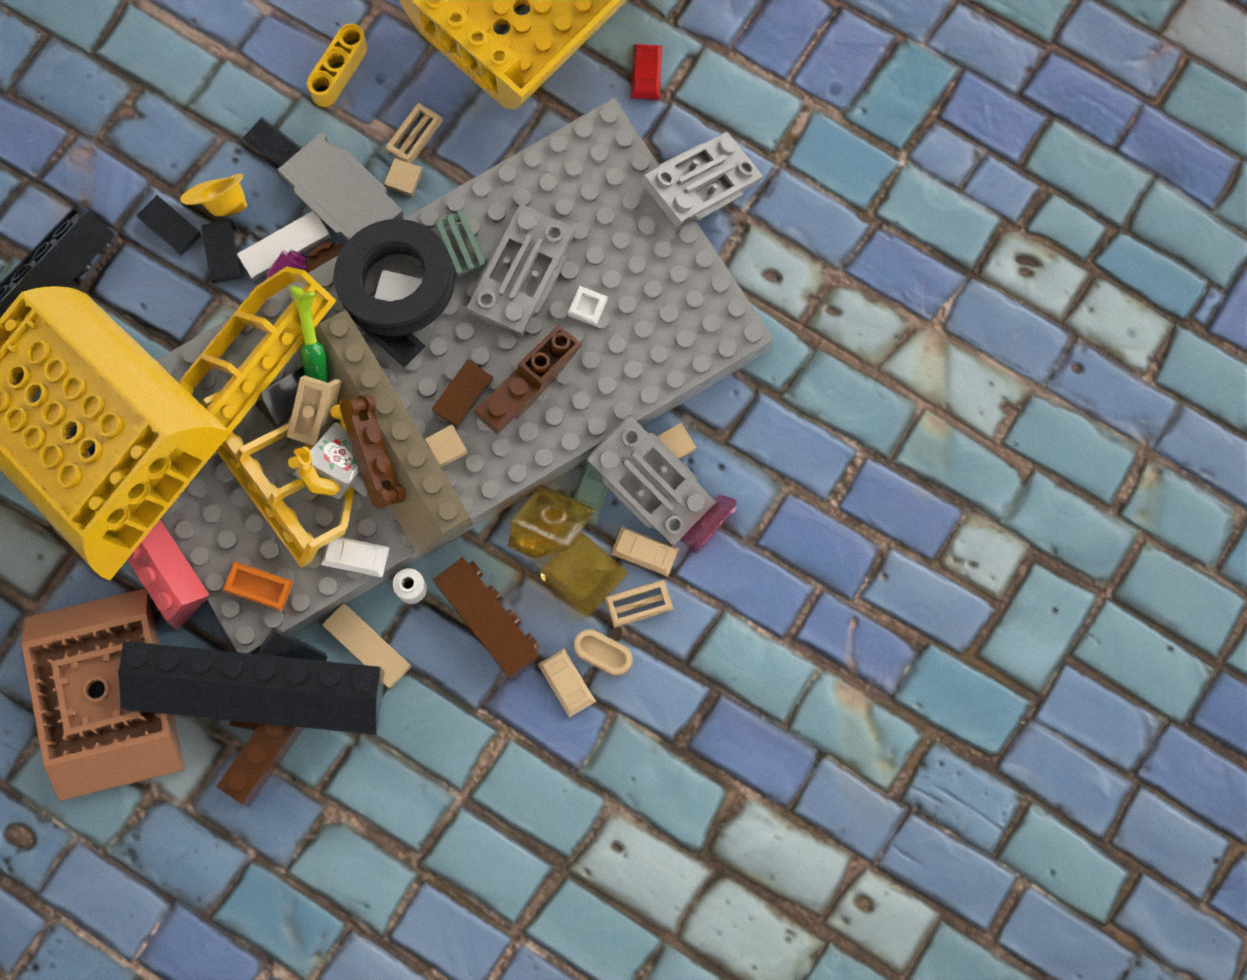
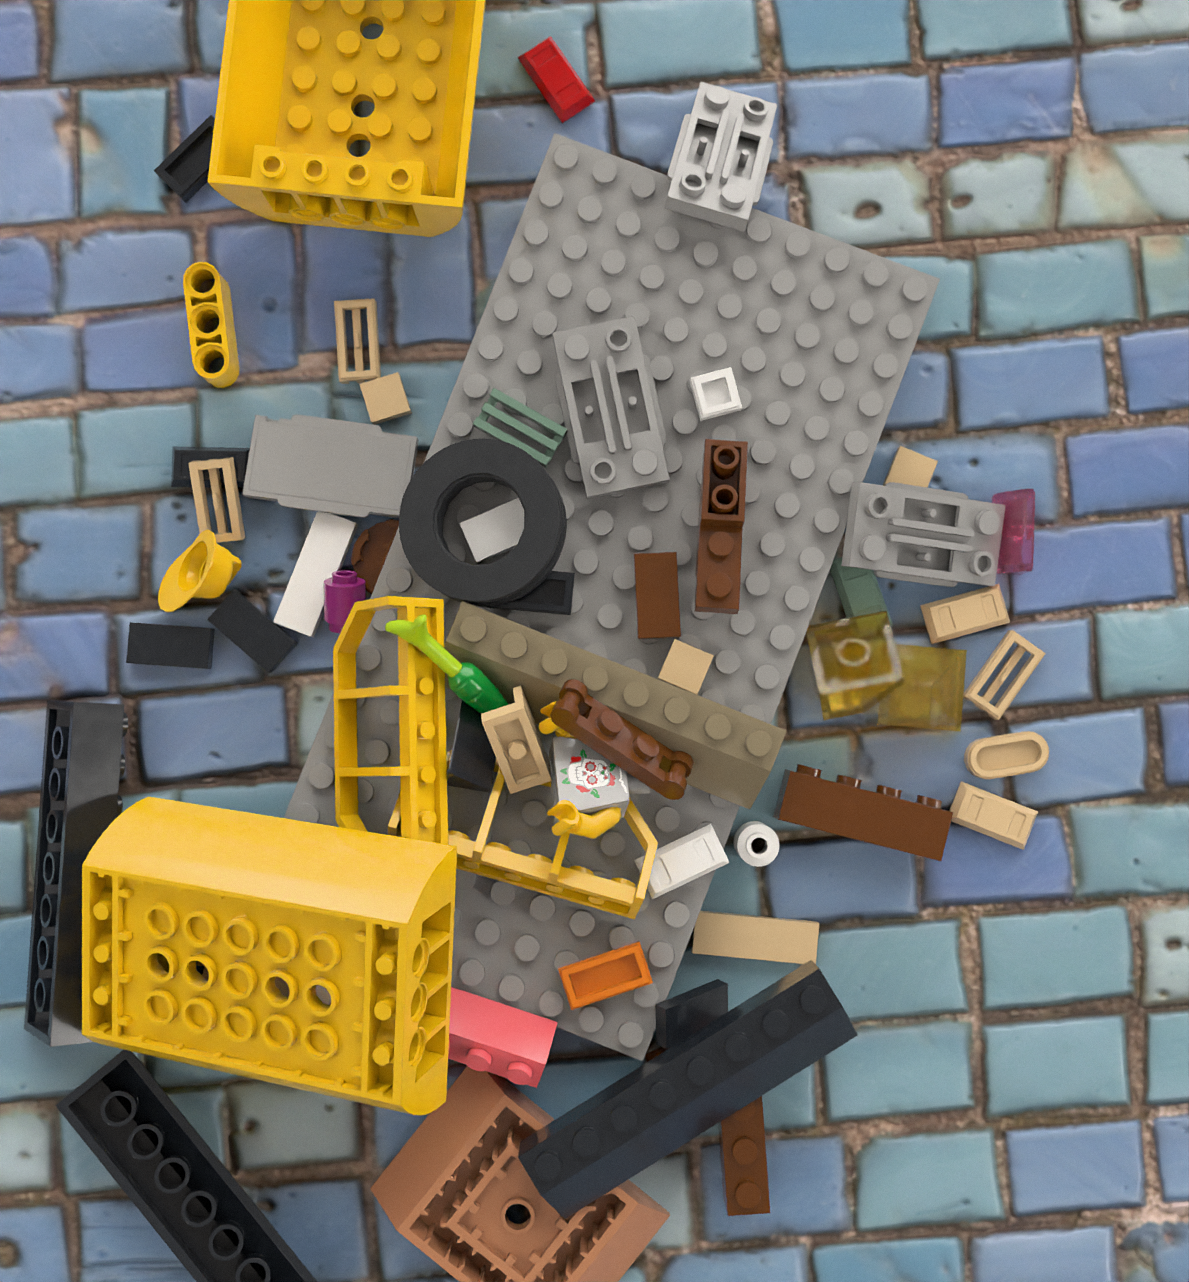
camera: 35 degrees left, 10 degrees up
(271, 167) = (199, 492): none -> tan tile

